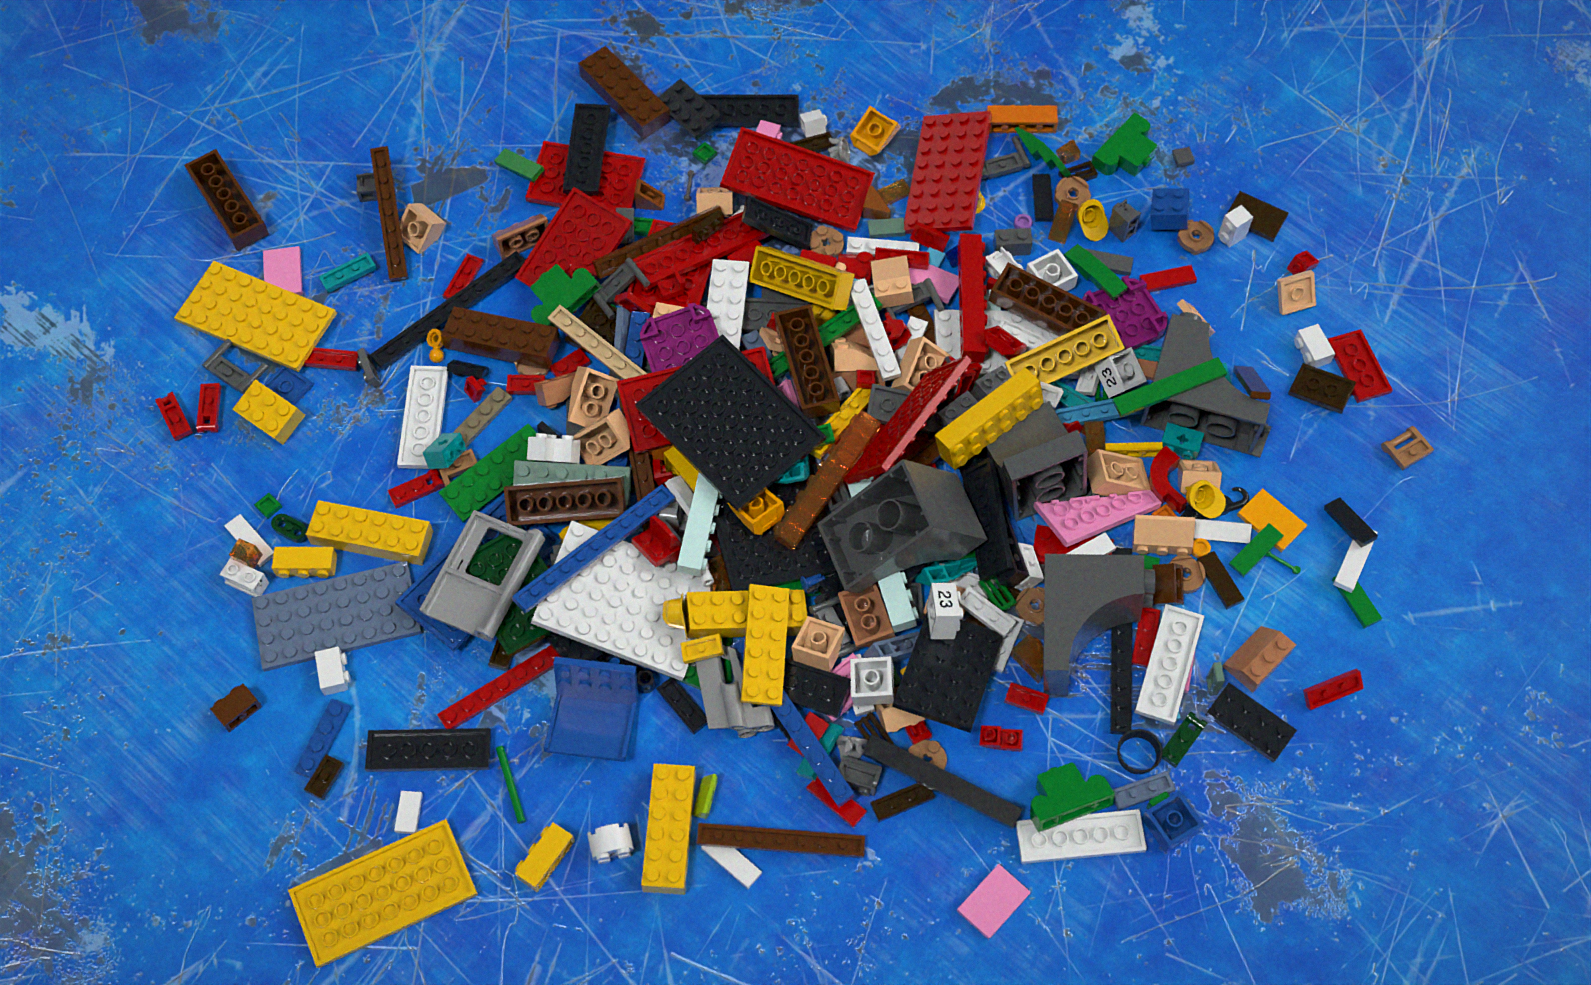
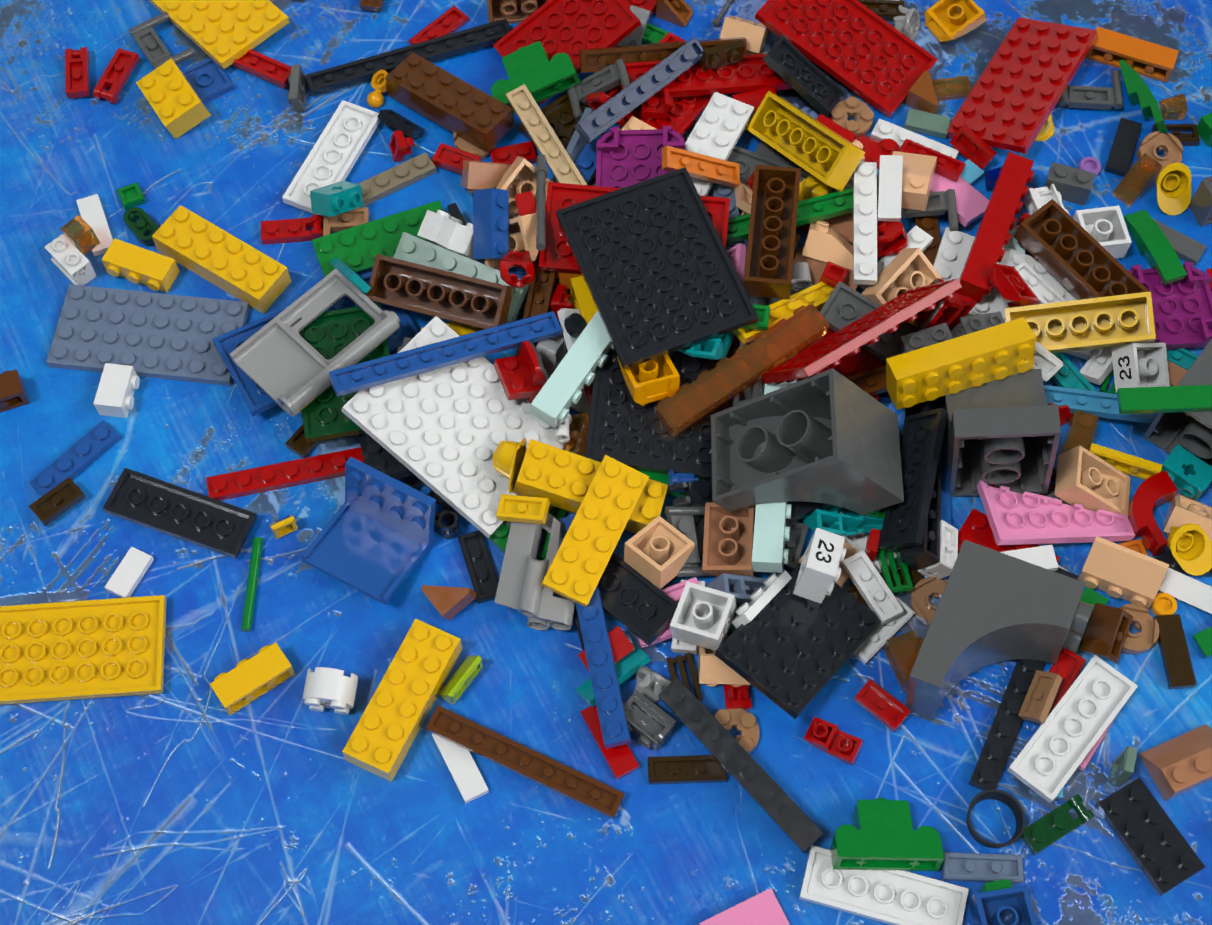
camera: 20 degrees right, 0 degrees up
(486, 510) = (350, 275): none -> teal tile
(515, 730) = (283, 526): none -> yellow slope
(584, 431) = (490, 224): none -> blue brick
(605, 375) = (541, 174): none -> dark grey bar
(605, 404) = (525, 203): none -> red slope
(619, 452) = (519, 260): none -> red piece
(655, 279) = (639, 91): none -> tile
(671, 739) = (449, 600): none -> dark orange slope
(684, 489) = (575, 324): none -> black tile
(729, 326) = (701, 166): none -> orange plate
(882, 295) = (890, 188): none -> white tile
(909, 651) = (760, 598): none -> white plate
(973, 579) = (872, 544): none -> red tile
(1138, 649) = (1040, 696): none -> medium nougat plate

